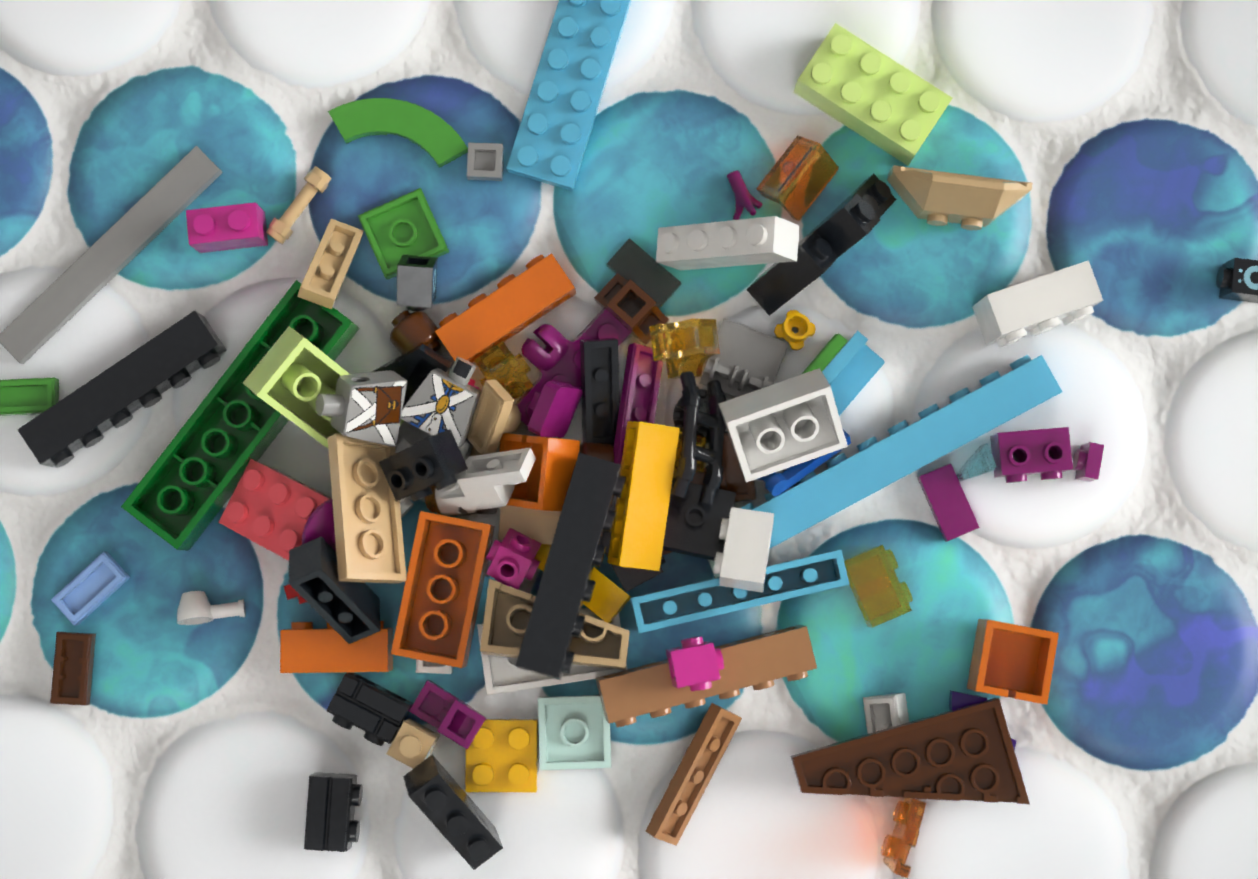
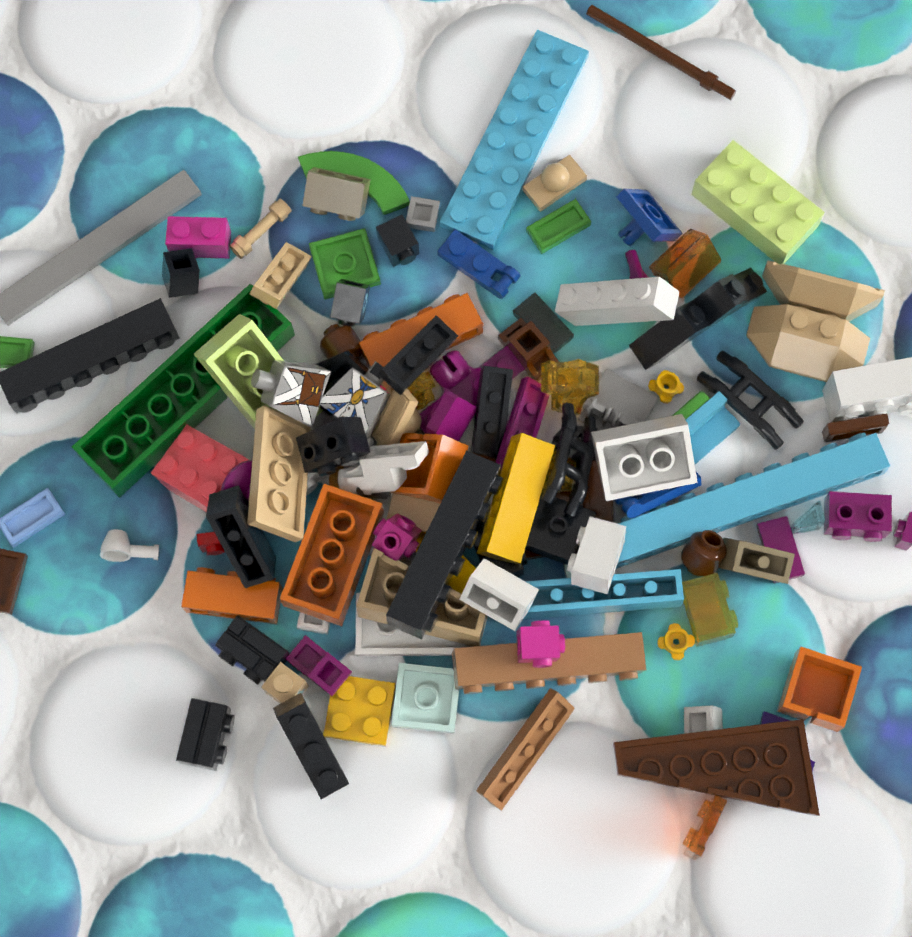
camera: 10 degrees right, 10 degrees down
(213, 275) = (180, 272): none -> black brick
(380, 152) = (336, 193): none -> dark tan brick
(461, 199) = (398, 241): none -> black brick
(505, 342) = (417, 355): none -> black plate
(558, 212) = (478, 264): none -> blue plate
(633, 101) = (554, 182): none -> tan tile
(640, 615) = (499, 594): none -> white brick
(645, 153) = (558, 226): none -> bright green tile
(747, 131) = (647, 216): none -> blue tile
(854, 623) = (675, 632): none -> yellow plate
(864, 523) = (703, 553): none -> reddish brown head
(897, 351) = (754, 415): none -> black piece
(922, 523) = (757, 560): none -> dark tan slope
(948, 255) = (806, 341): none -> tan wedge
(1016, 349) = (846, 429): none -> reddish brown tile

